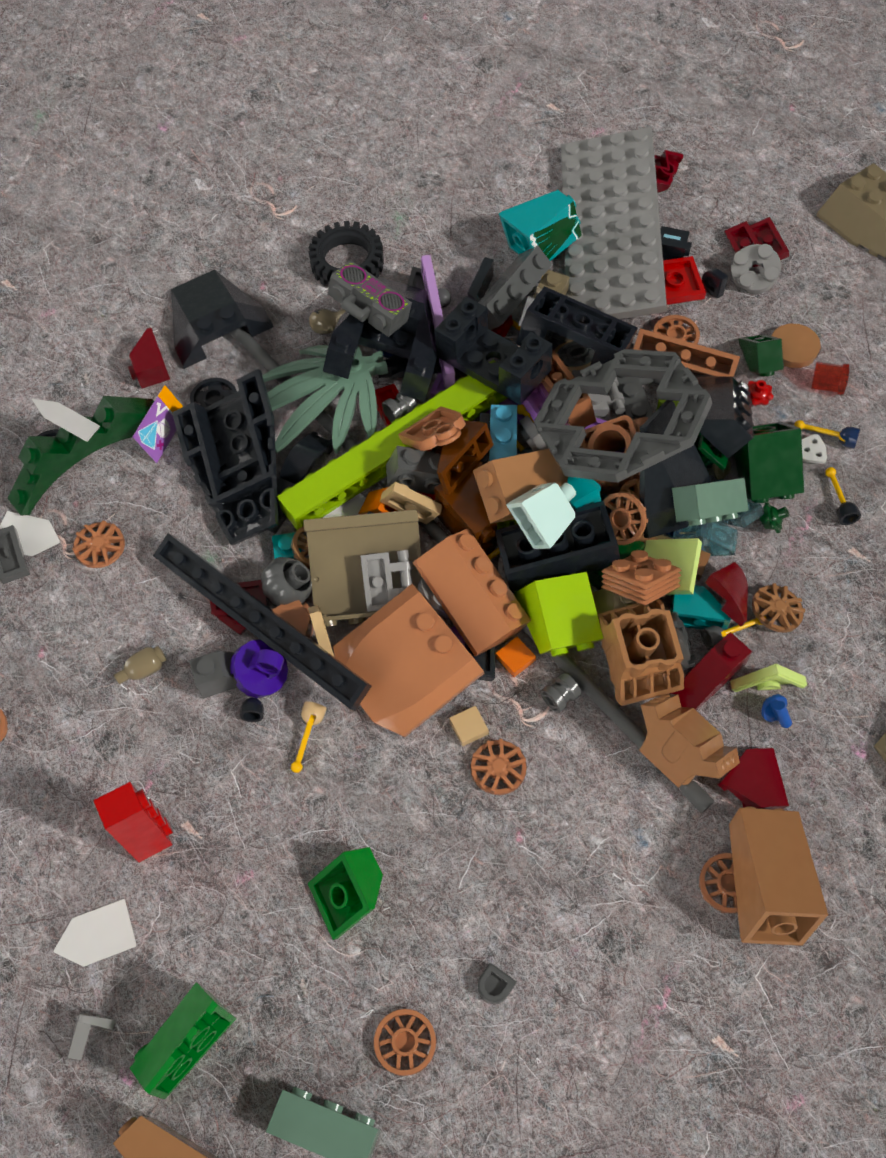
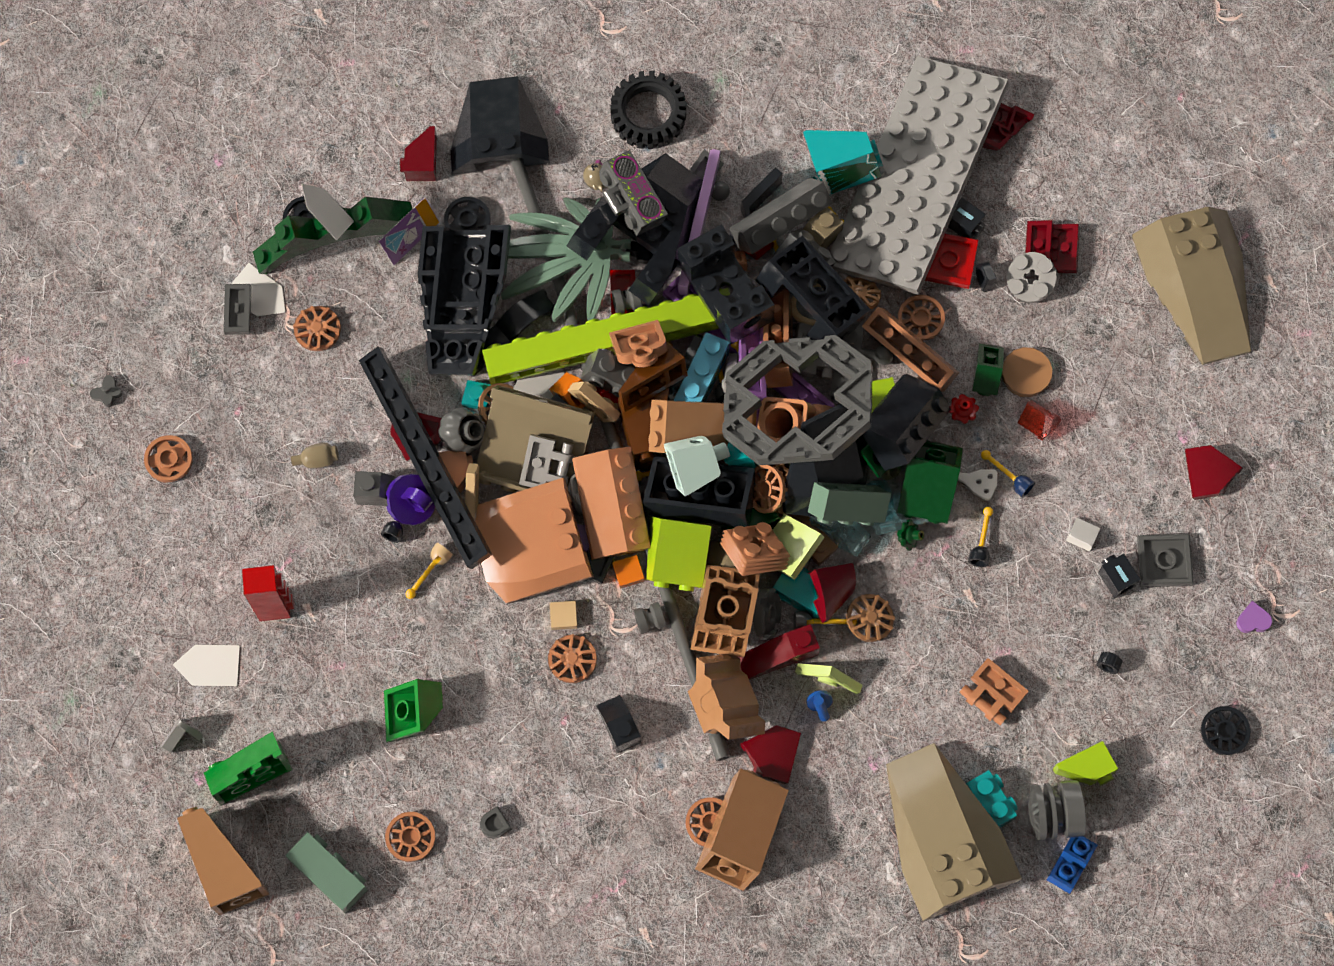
camera: 20 degrees right, 10 degrees up
(582, 814) = (619, 723): none -> black slope

